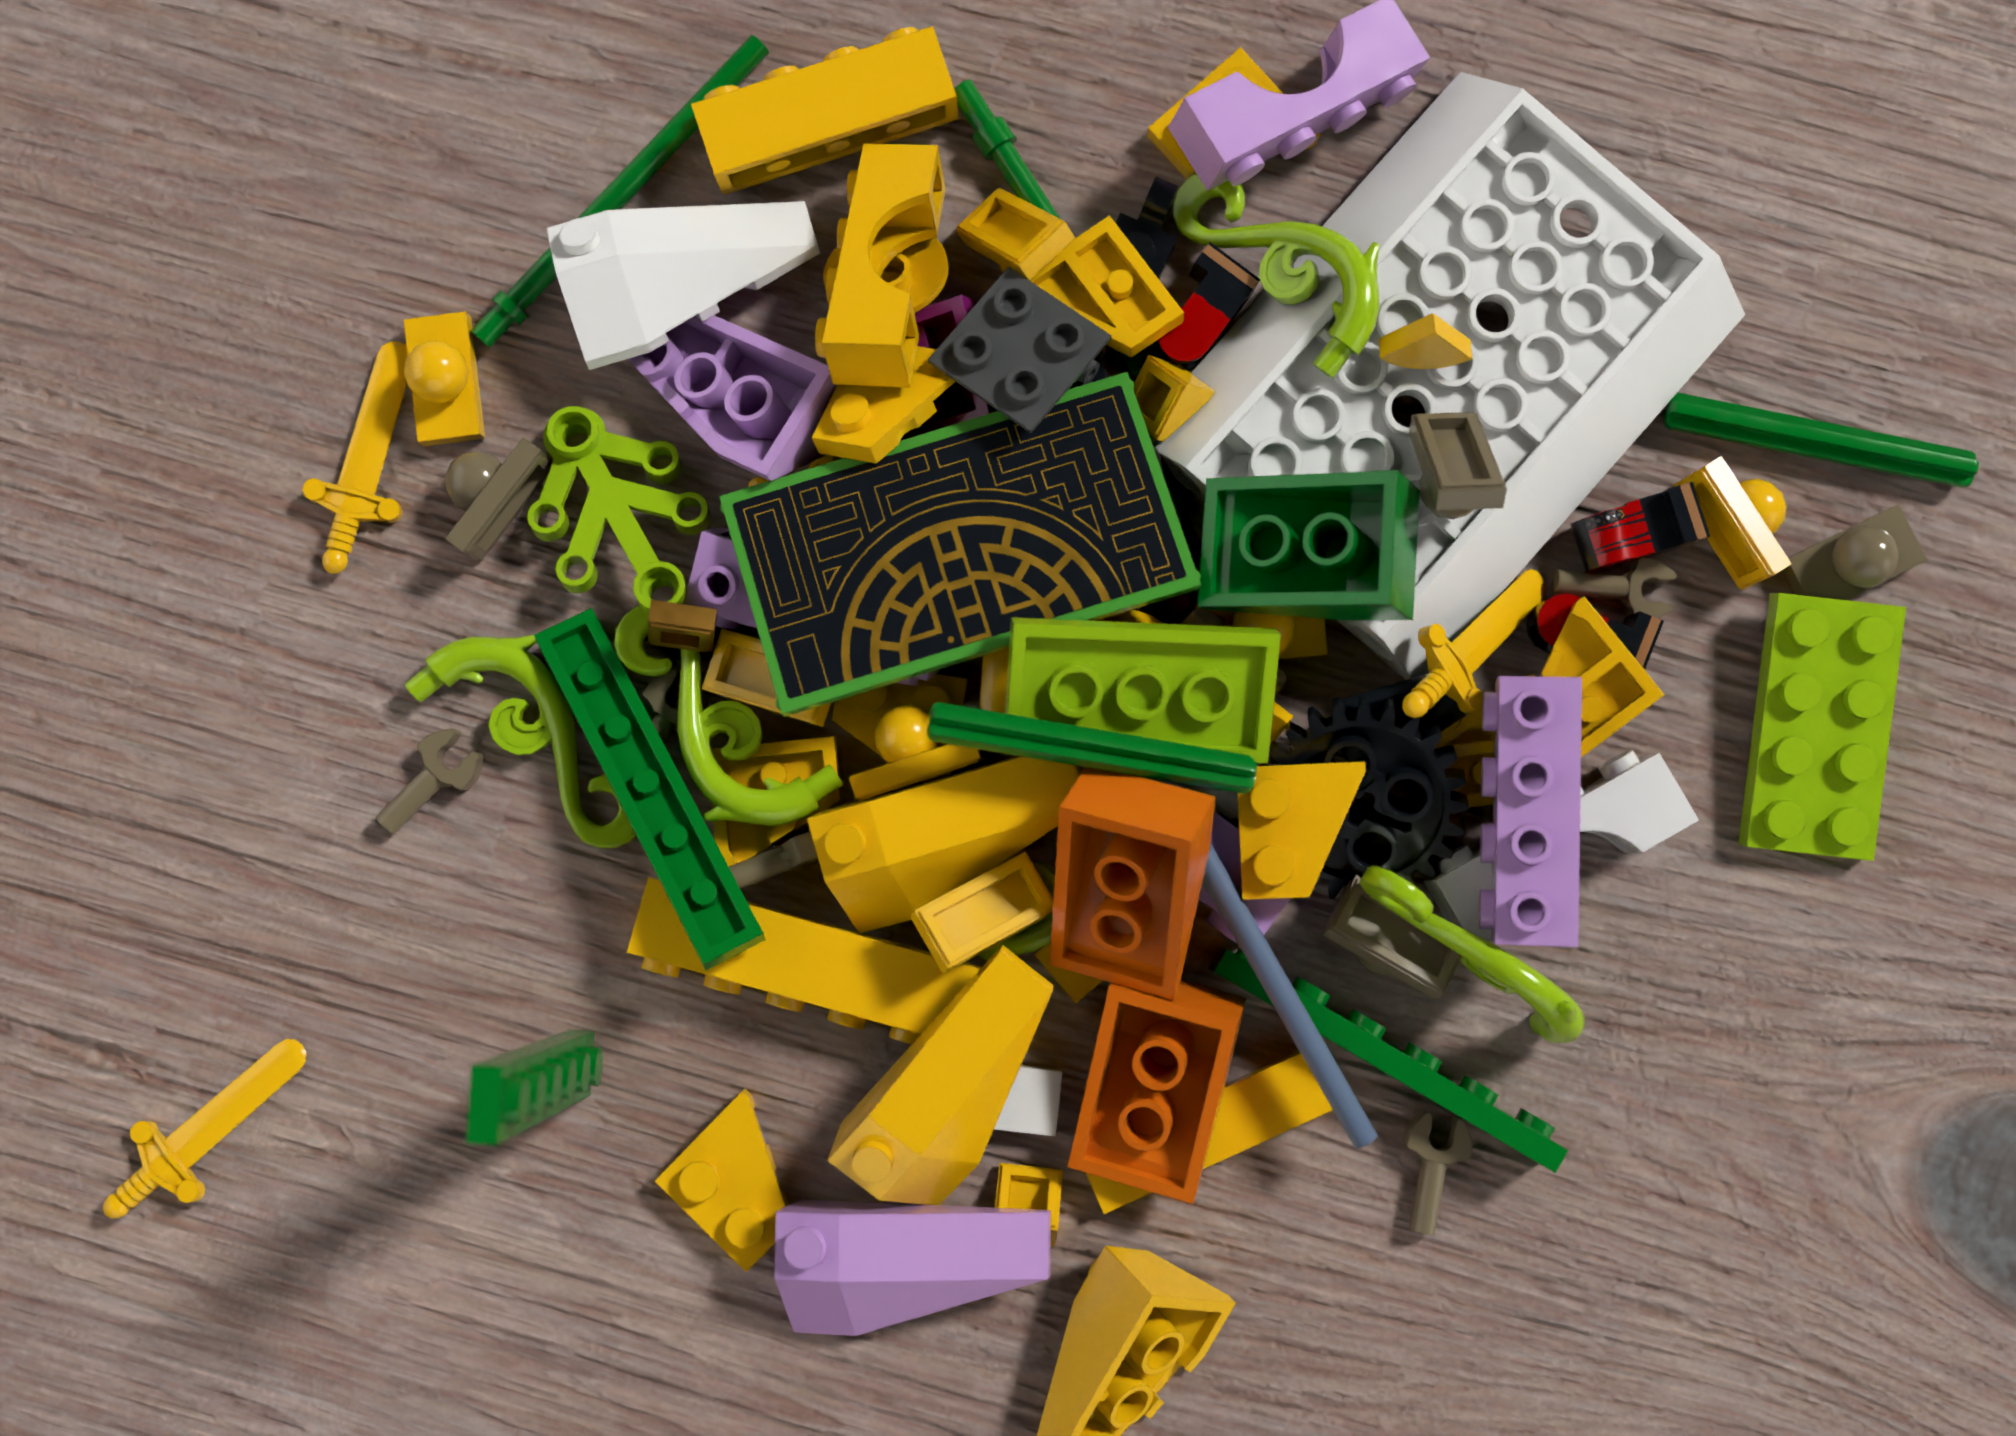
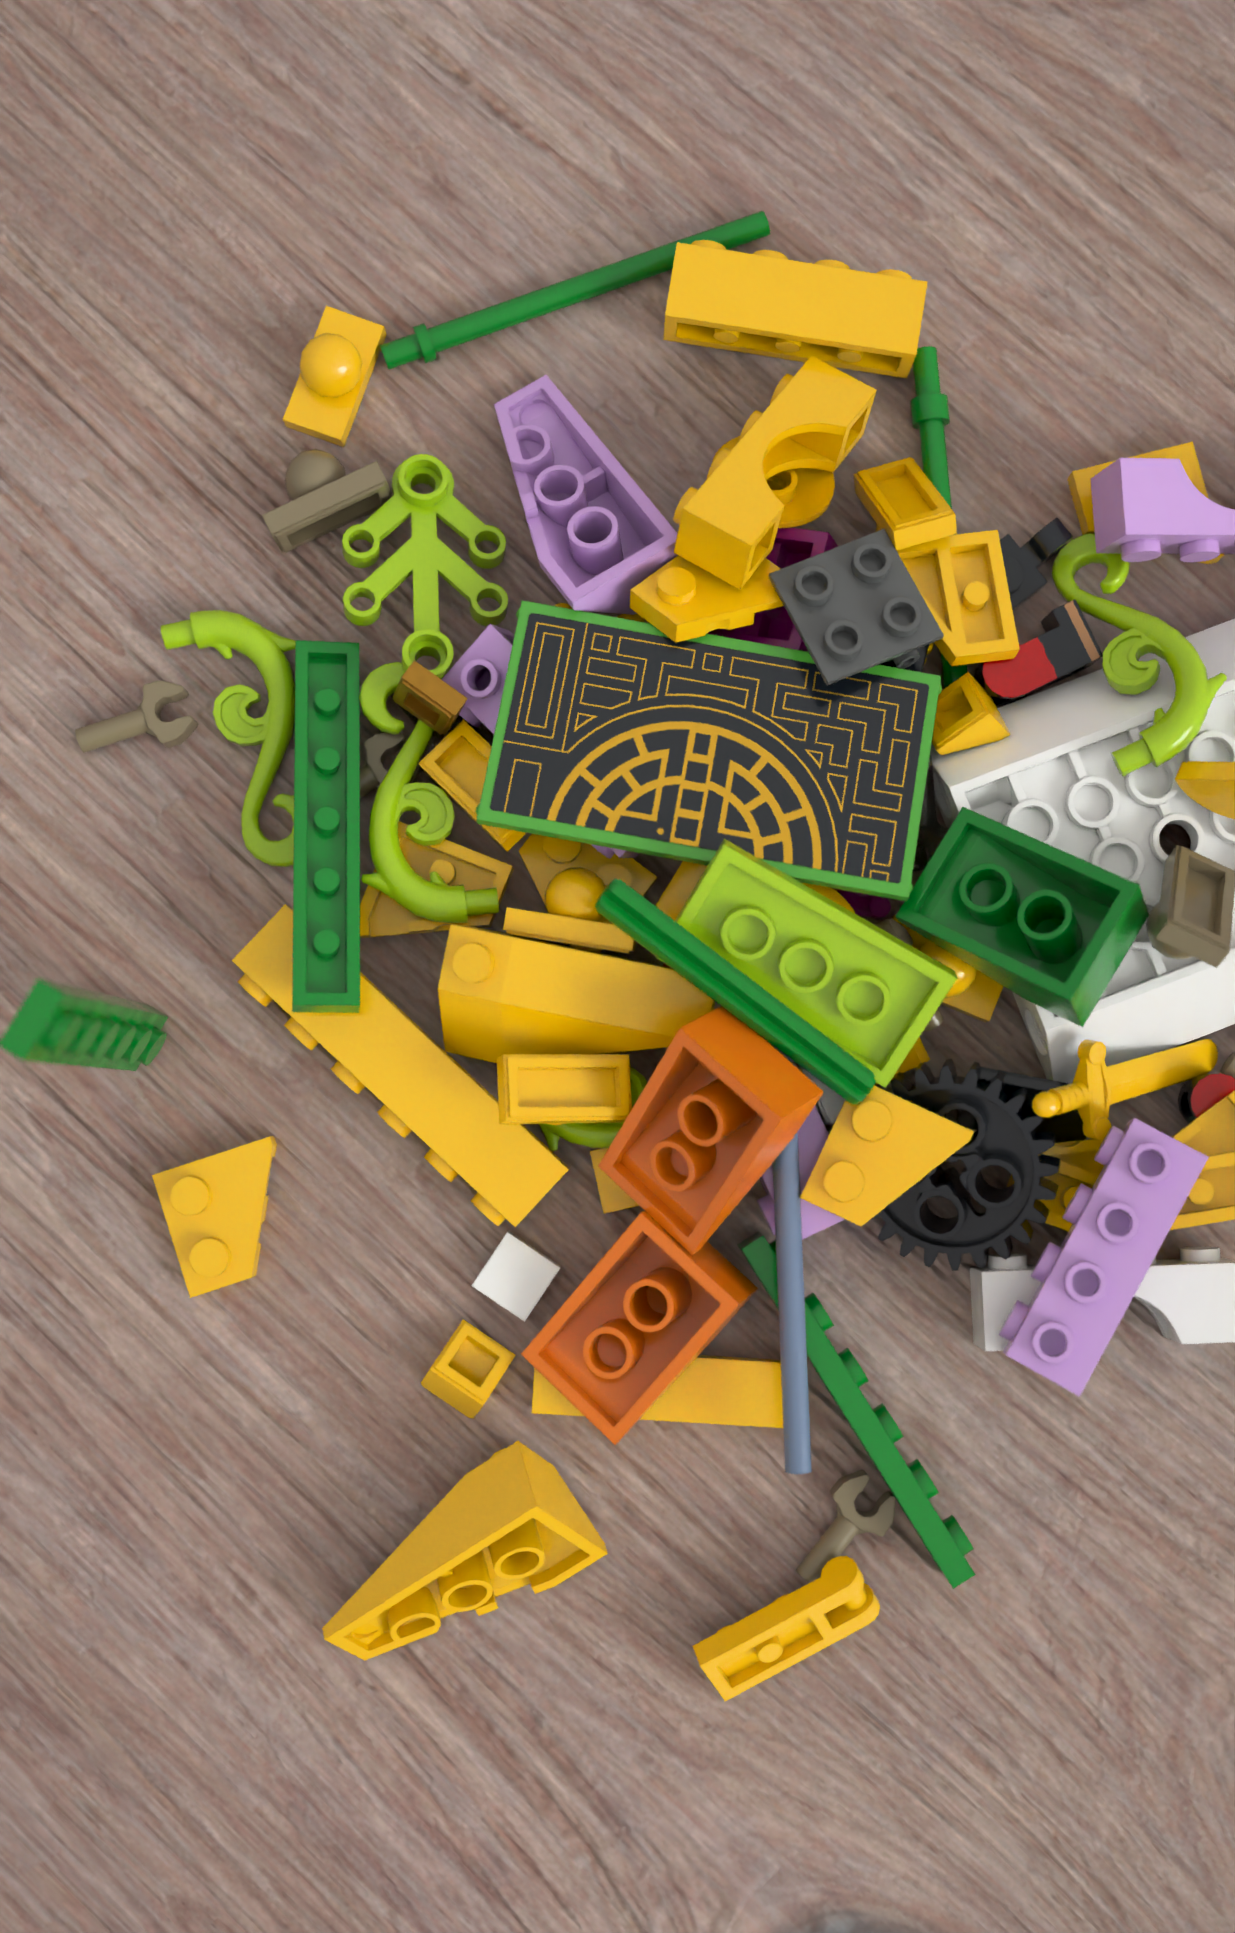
camera: 25 degrees right, 0 degrees up
(354, 495) = (202, 439): yellow sword -> none
(653, 268) = (565, 371): white wedge -> none
(791, 856) = (421, 952): dark tan bar -> none
(888, 1263) = (322, 1358): lavender wedge -> none
(944, 1095) = (445, 1233): yellow wedge -> none
(1390, 943) = (918, 1304): dark tan tile -> none
(1430, 1285) = (788, 1629): none -> yellow plate
(1556, 1013) = (1029, 1448): lime plant -> none

